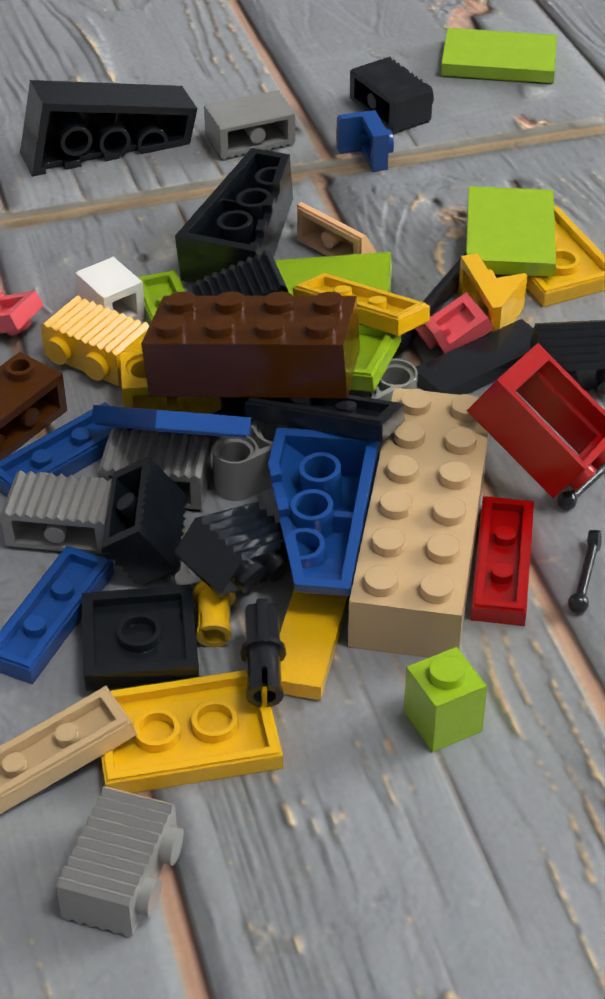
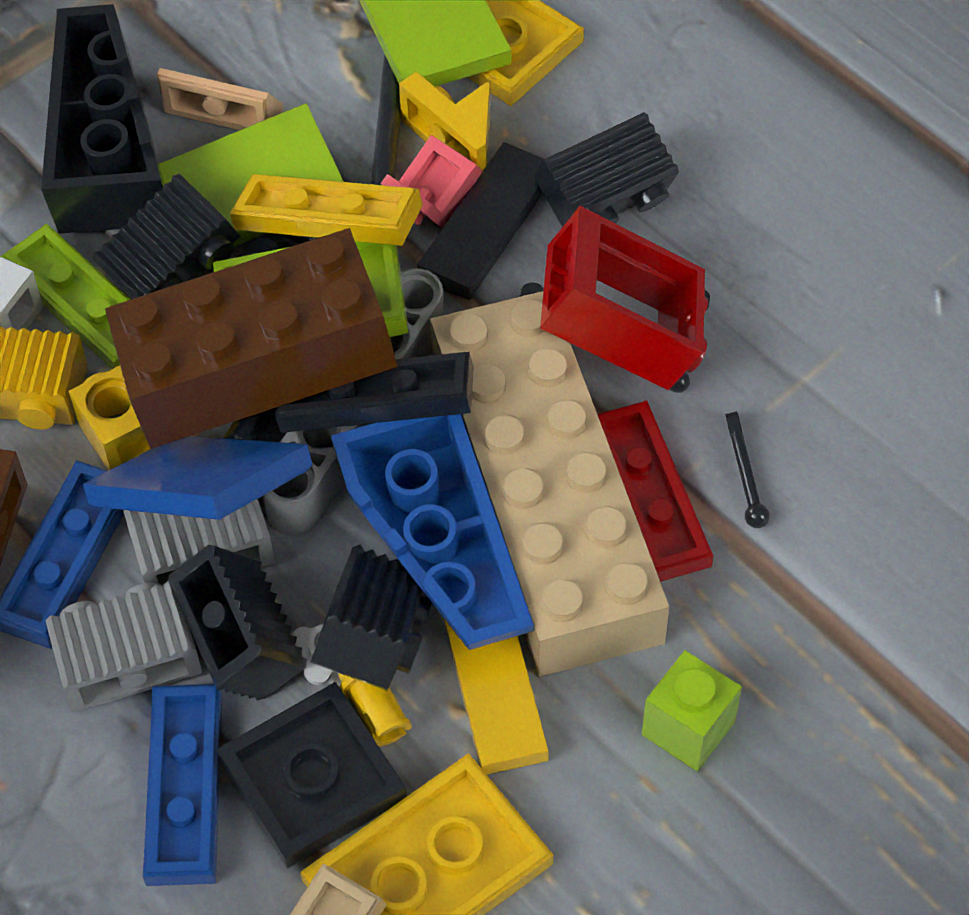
camera: 25 degrees left, 15 degrees up
(263, 653) = (471, 741): black axle -> none

